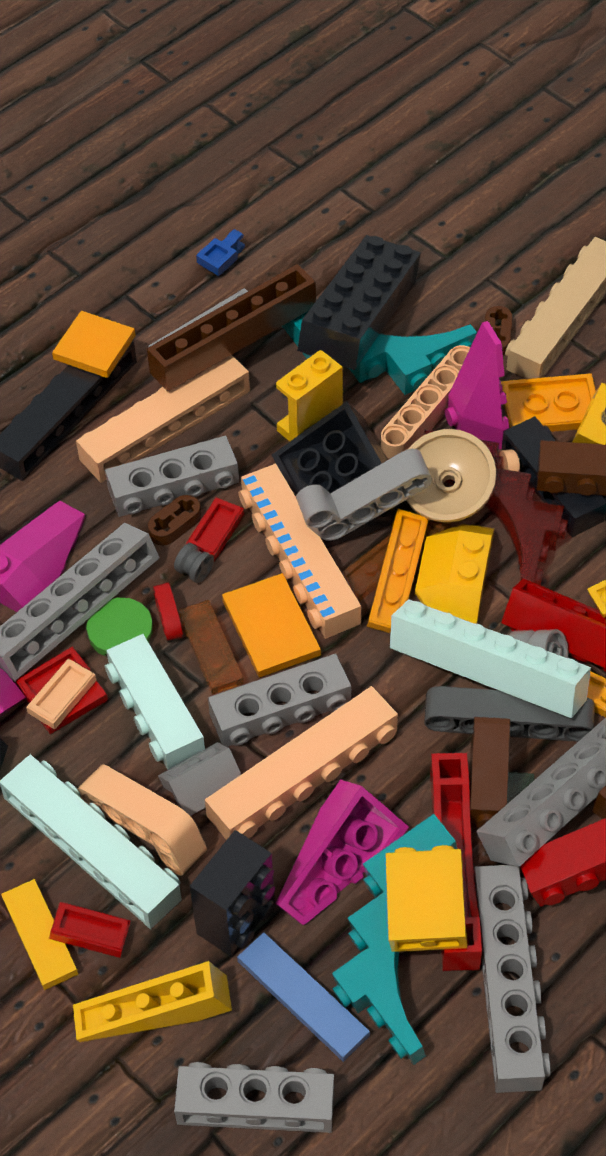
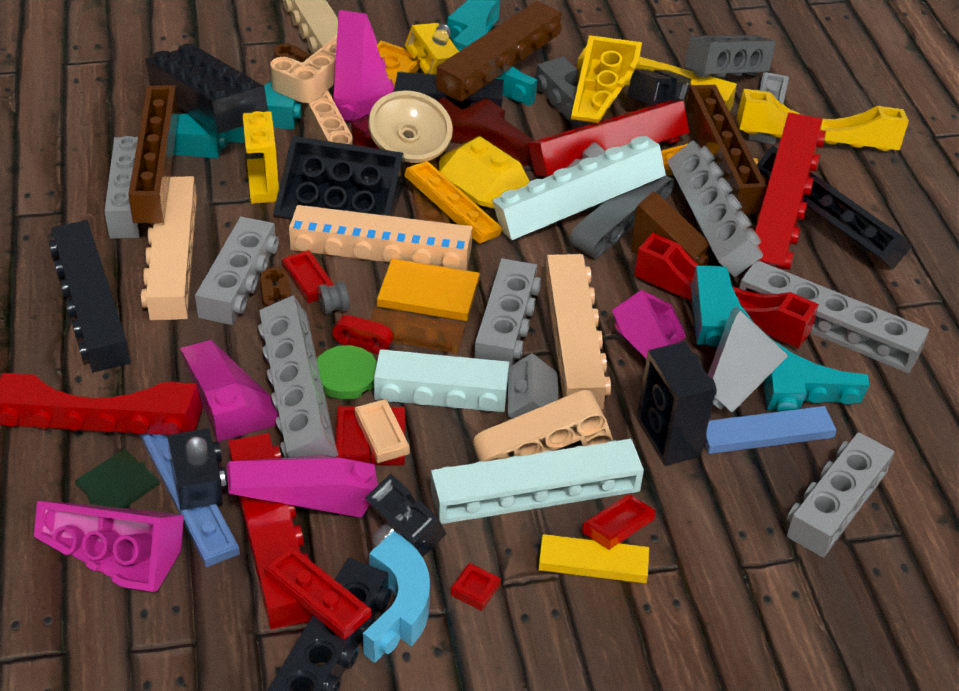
camera: 60 degrees left, 10 degrees down
(94, 344) = (64, 238): light orange tile -> none
(154, 1004) = (717, 513): yellow slope -> none
(221, 254) = (51, 144): blue plate -> none
(338, 919) = (742, 360): none -> light grey slope
(365, 497) = (382, 188): light grey beam -> none
(425, 899) = (769, 296): yellow panel -> none
(441, 360) = (308, 79): none -> light nougat beam

